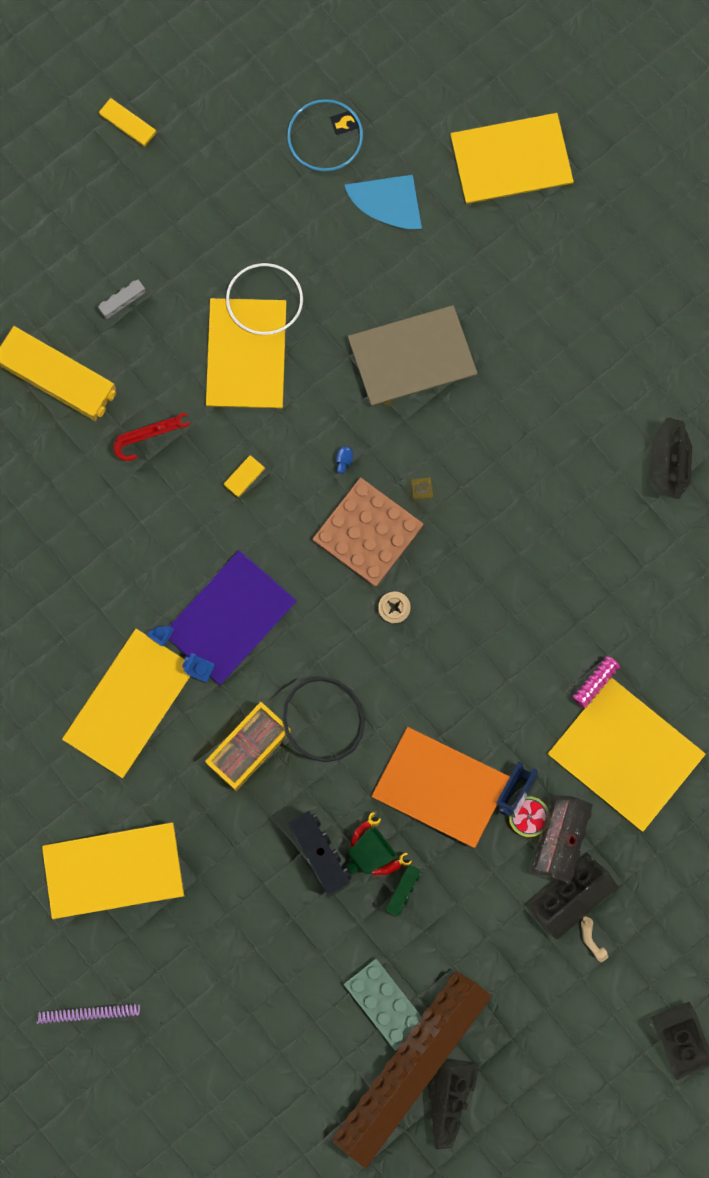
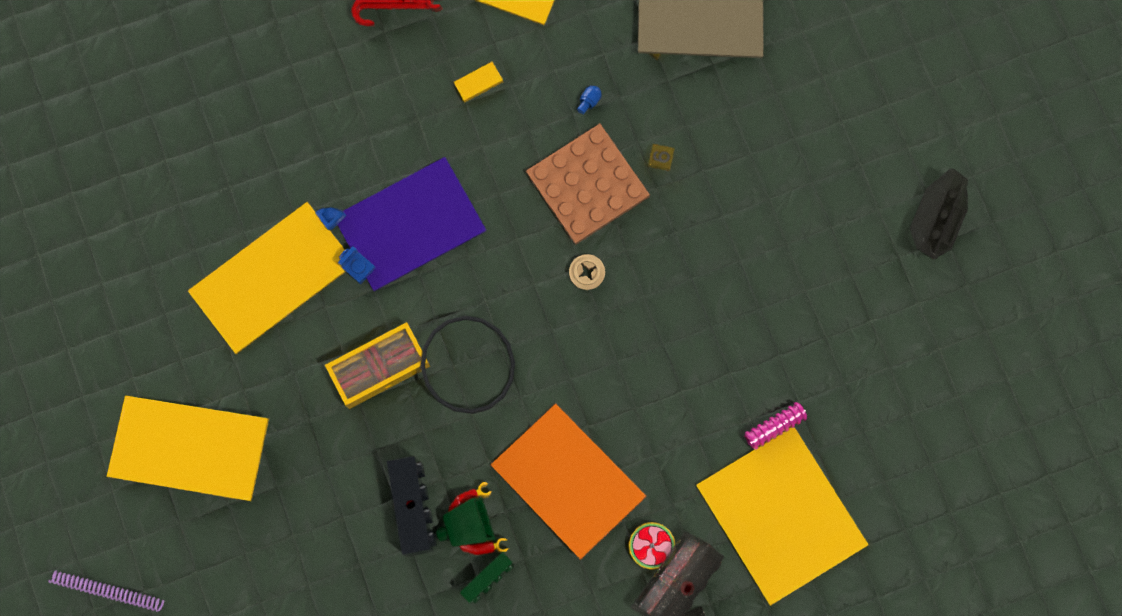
camera: 20 degrees right, 0 degrees up
(518, 773) = (656, 495): dark blue window -> none

